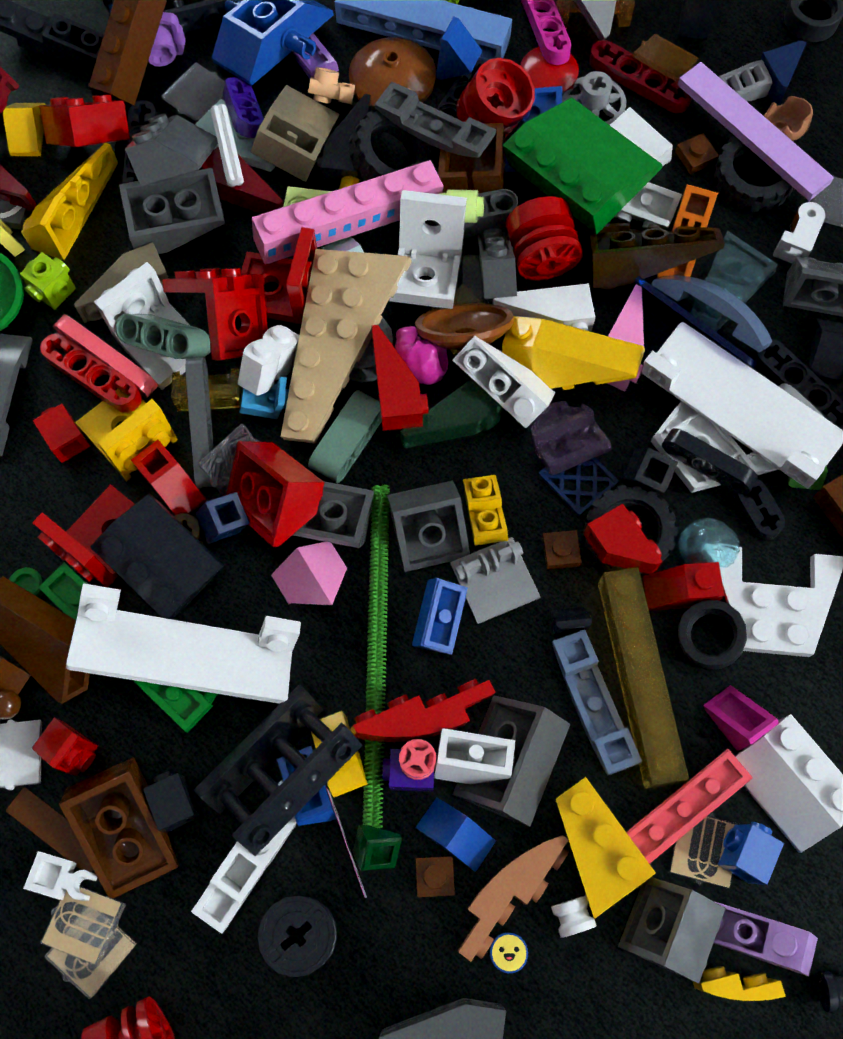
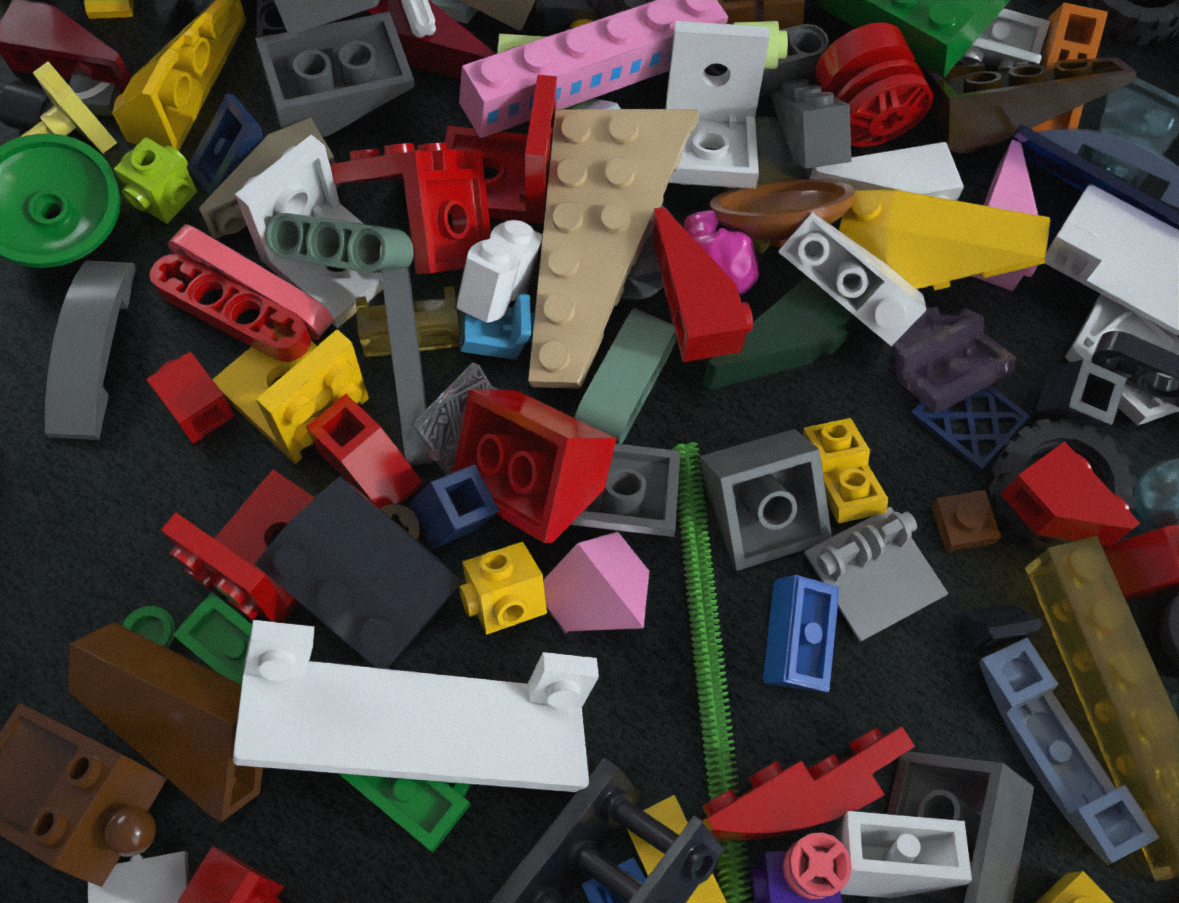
camera: 10 degrees left, 5 degrees down
(95, 258) = (225, 144): none -> dark blue slope
(248, 572) = (503, 588): none -> yellow brick

